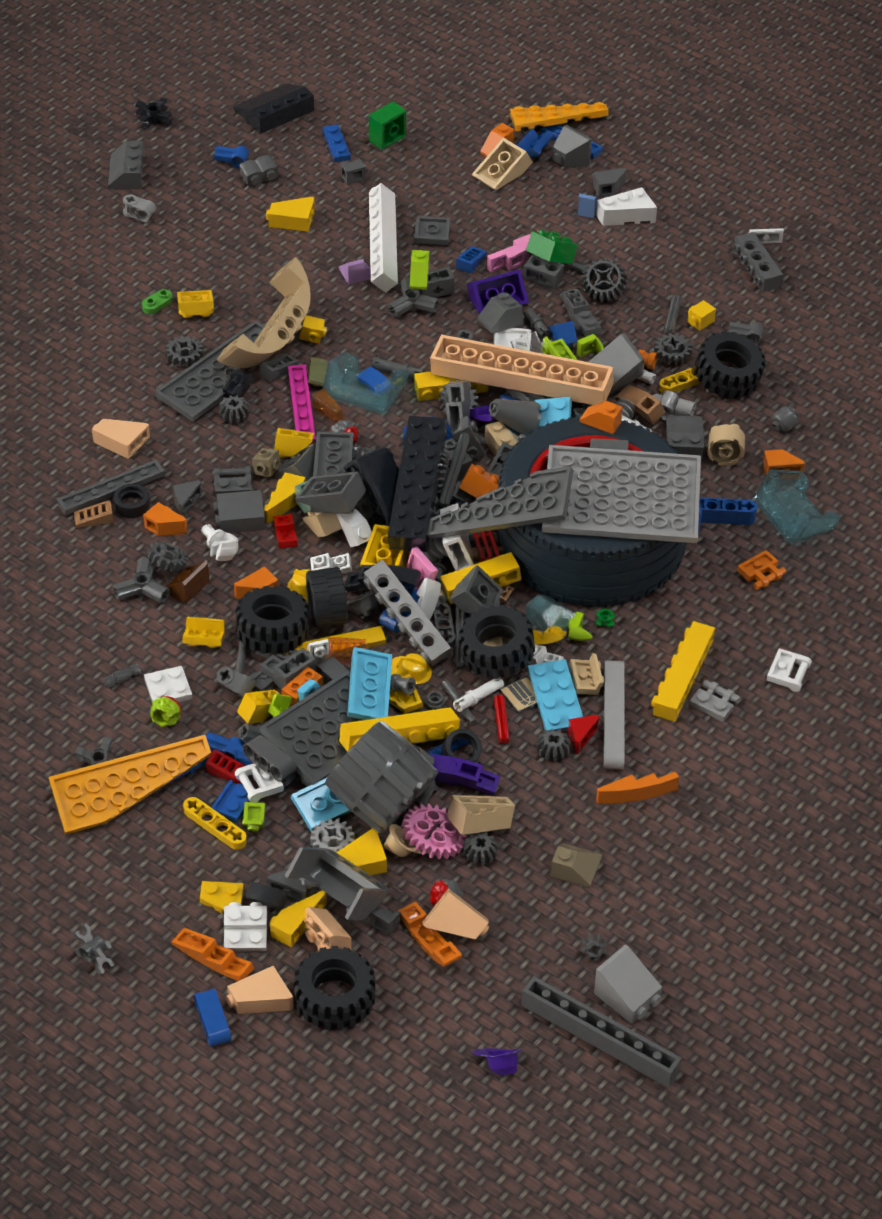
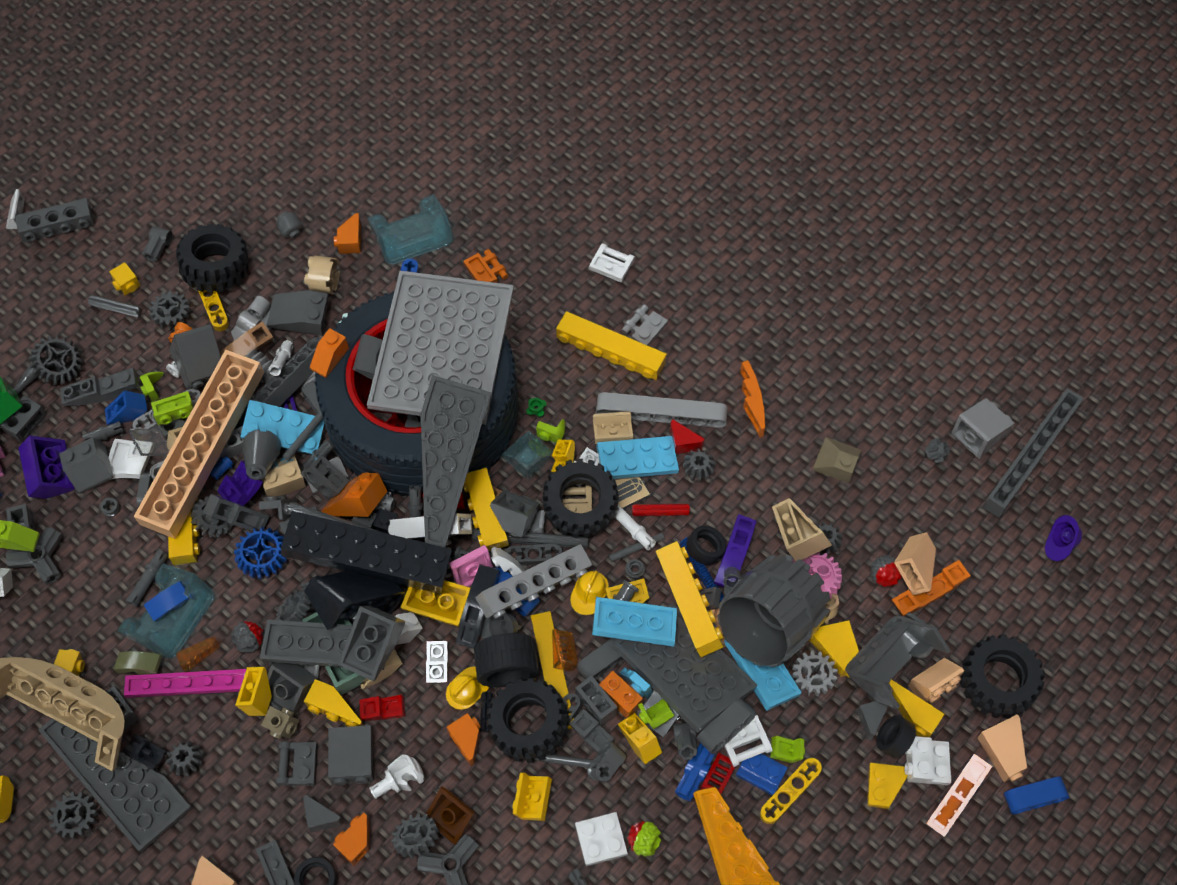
camera: 85 degrees left, 15 degrees up
(319, 650) = (574, 674): white slope -> none

